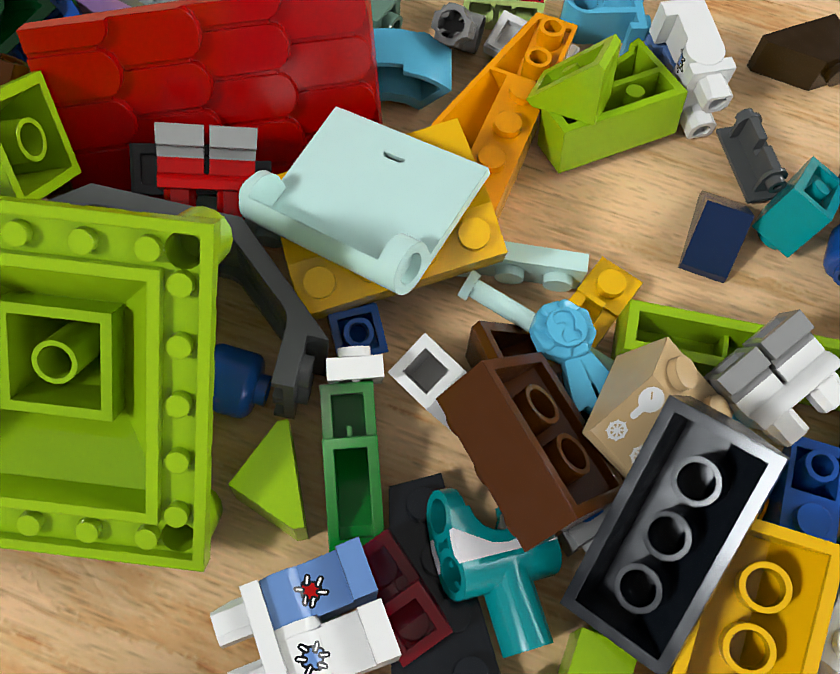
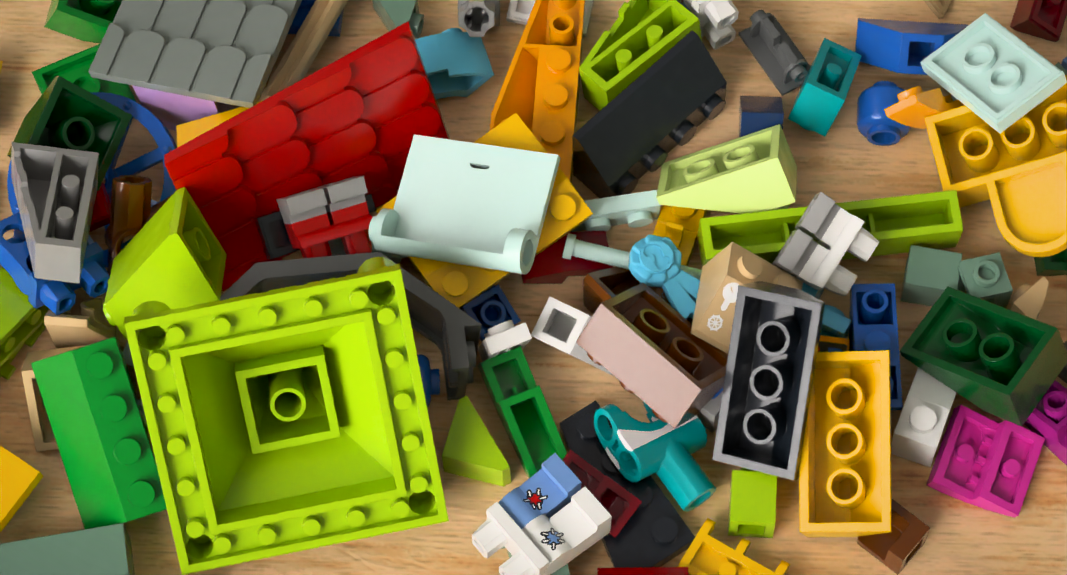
camera: 10 degrees left, 0 degrees up
(442, 304) = (553, 269): none -> dark red slope
(580, 83) = (603, 46): lime slope -> none
(601, 176) = (649, 119): none -> black slope
(684, 267) = (733, 176): none -> yellowish green slope

